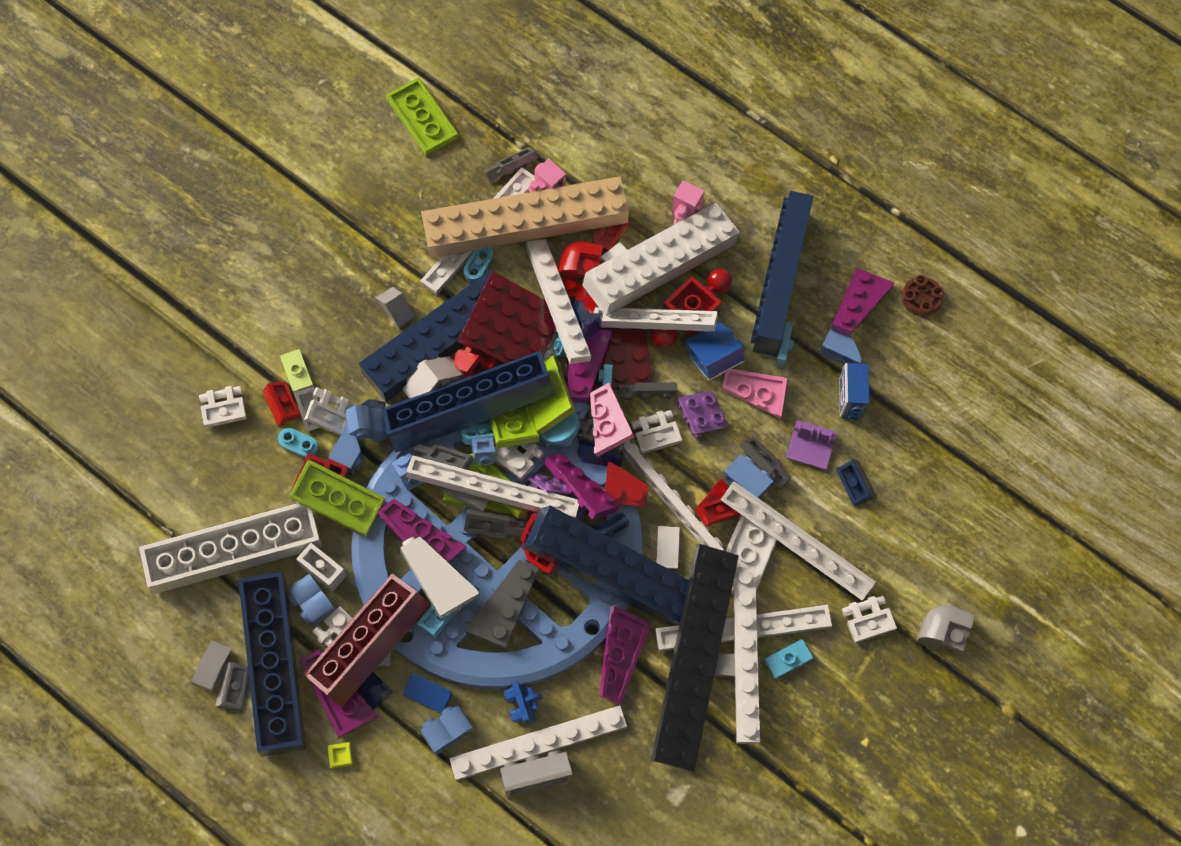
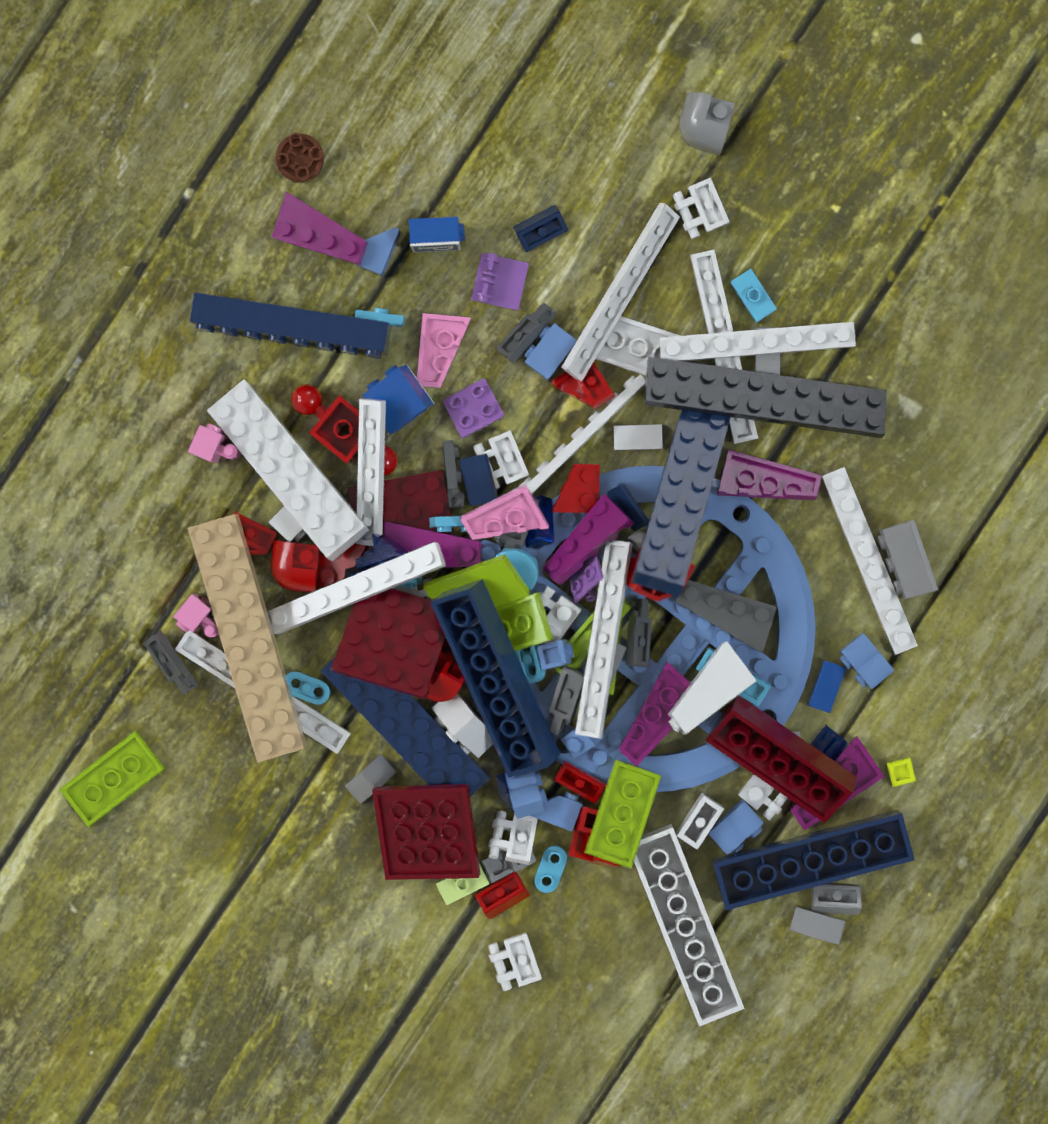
camera: 90 degrees left, 20 degrees up
(344, 340) = (426, 832): none -> dark red plate
(370, 468) = (580, 782): none -> red slope
(526, 701) = (828, 578): blue hips -> none
(642, 408) = (478, 479): none -> dark blue slope

